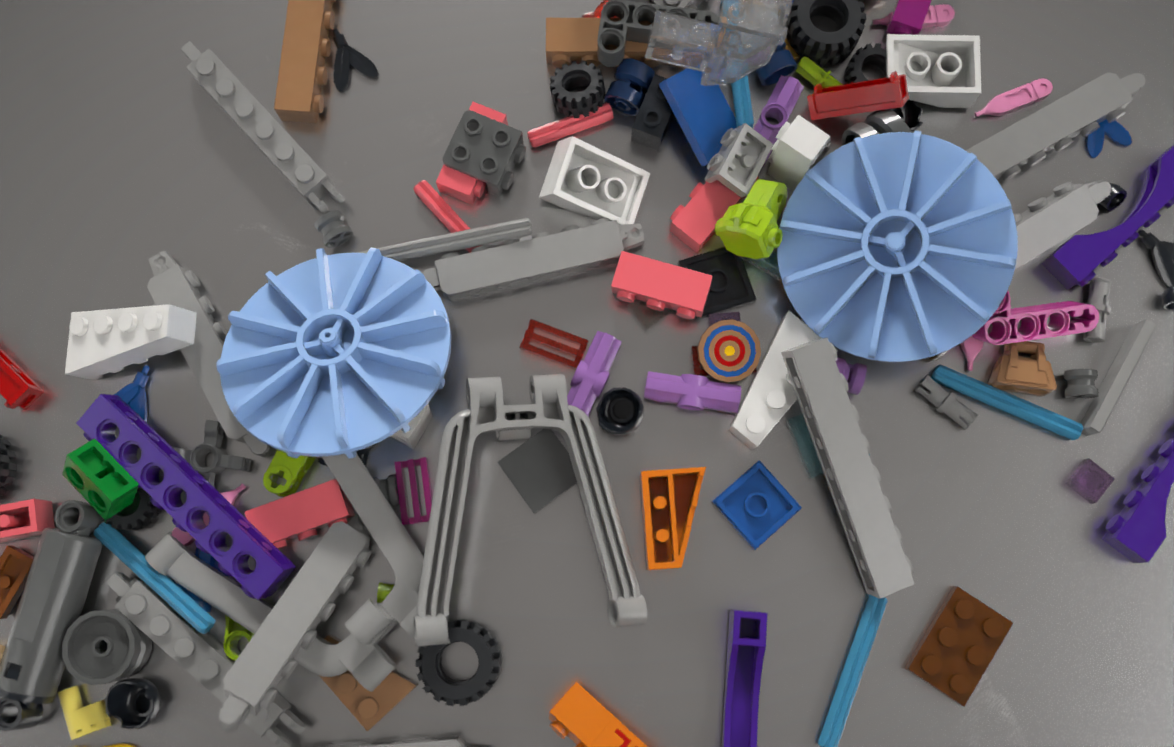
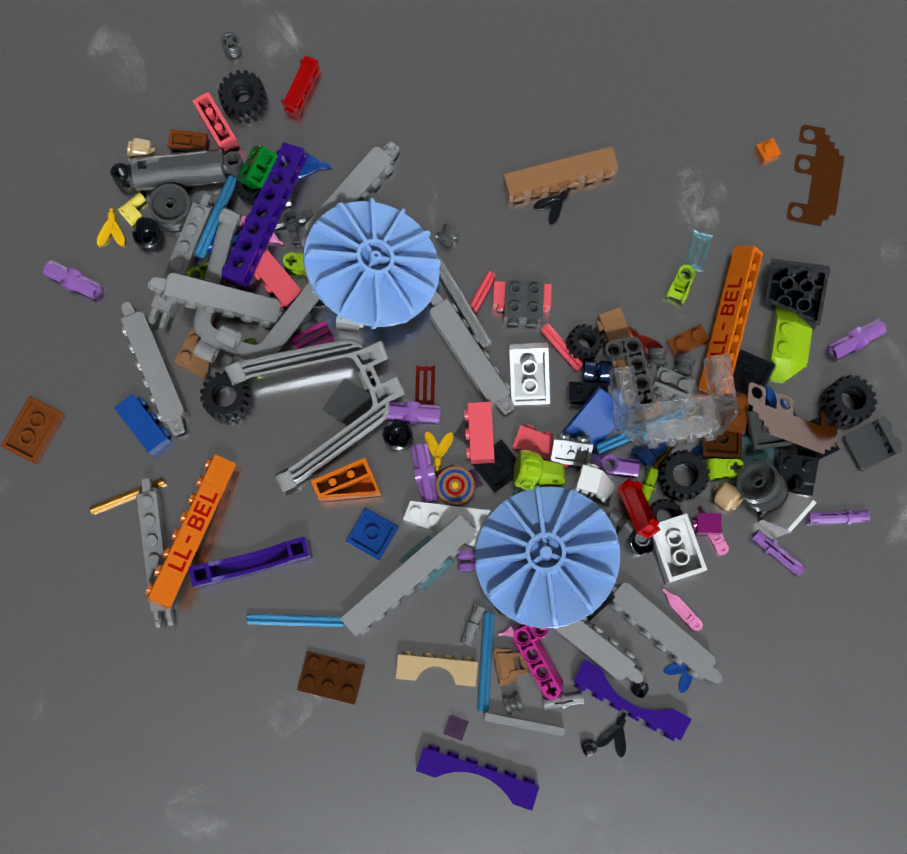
camera: 70 degrees right, 0 degrees up
(123, 336) = (338, 144): white wedge -> none
(260, 127) = (491, 171): light grey hinge -> none
(661, 363) = (438, 451): none -> yellow piece
(982, 512) = (463, 670): none -> tan arch

